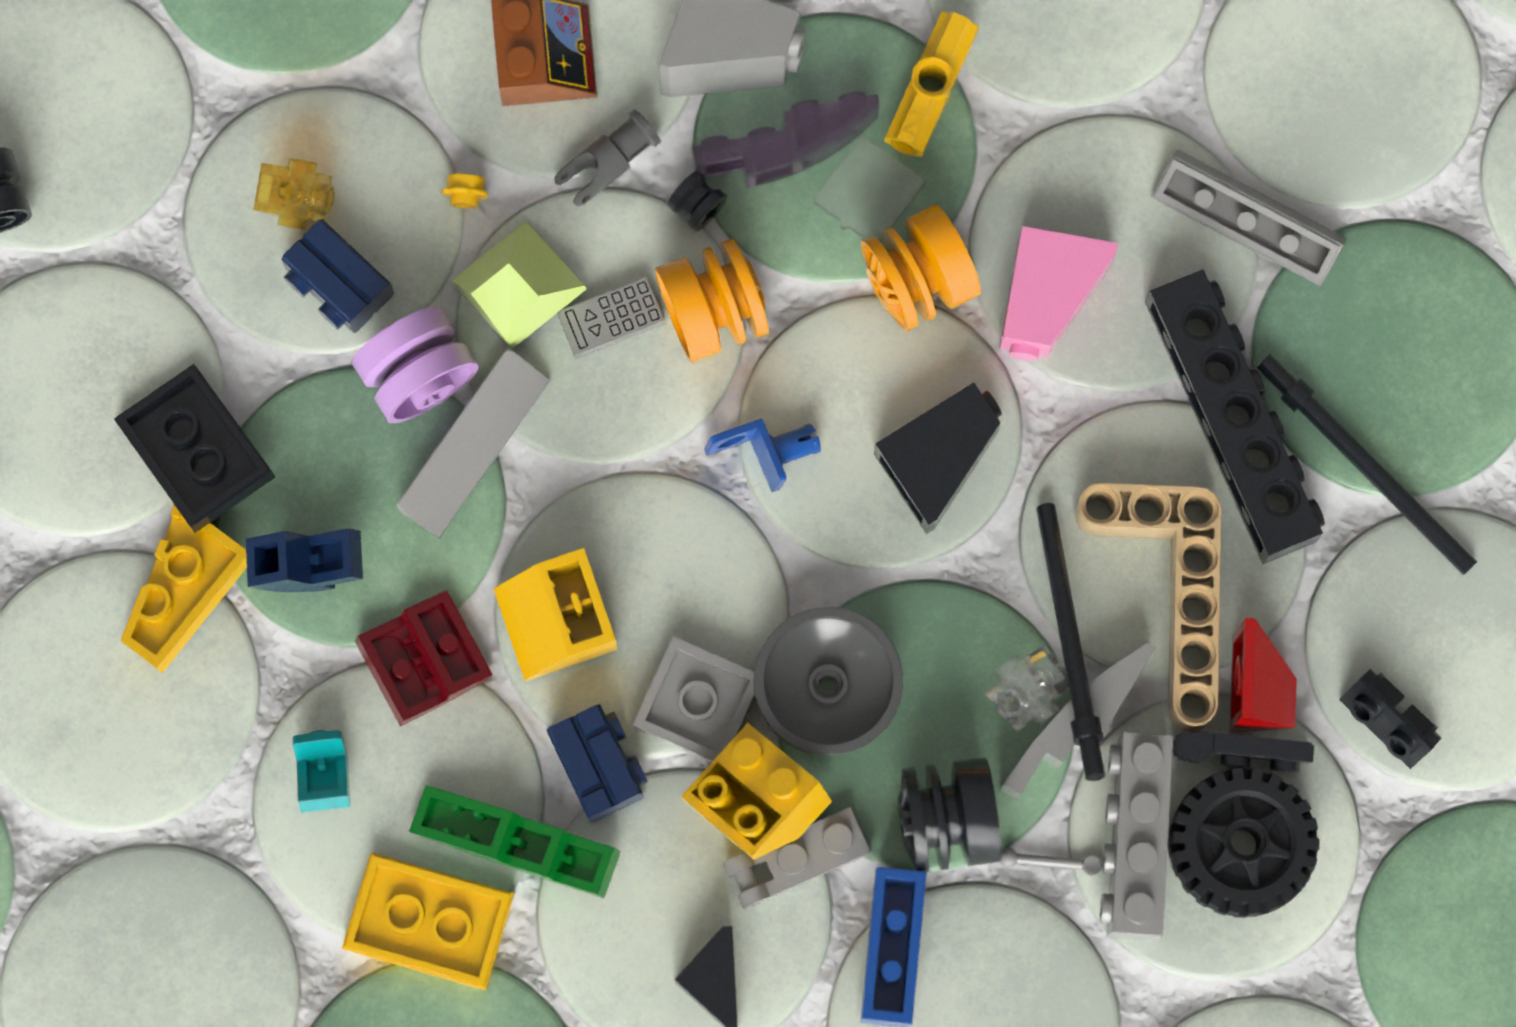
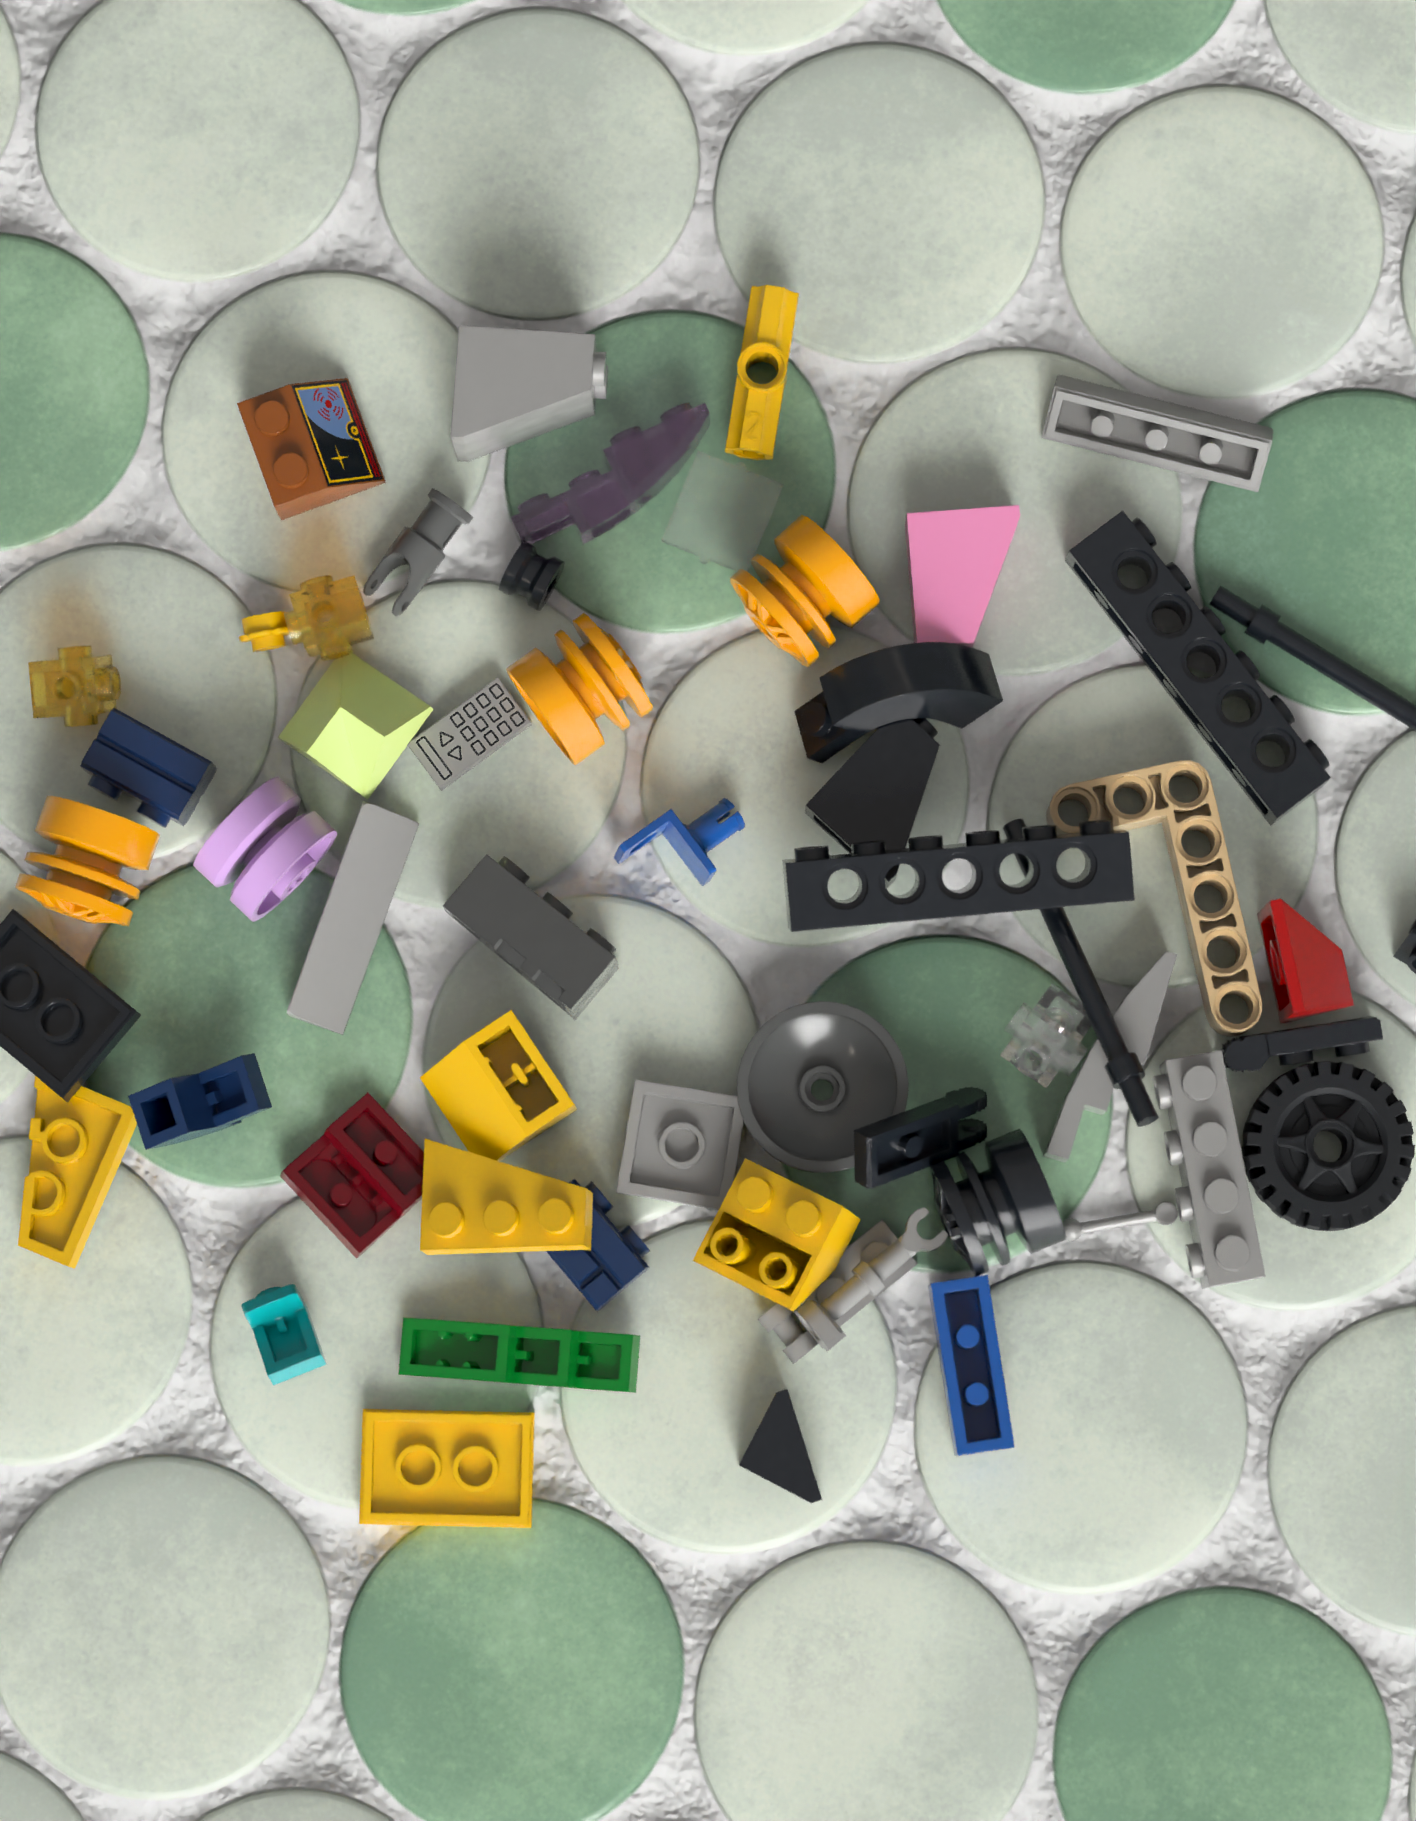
camera: 10 degrees left, 5 degrees up
(265, 337) = (87, 861): none -> light orange wheel
(520, 191) = (323, 597): none -> clear yellow brick
(528, 710) = (497, 1207): none -> yellow wing
(619, 494) = (533, 934): none -> dark grey wedge
(776, 873) = (867, 1279): none -> light grey piece
(897, 743) = (918, 1137): none -> black hinge
(978, 363) = (893, 685): none -> black arch
(1110, 567) = (1104, 878): none -> black brick

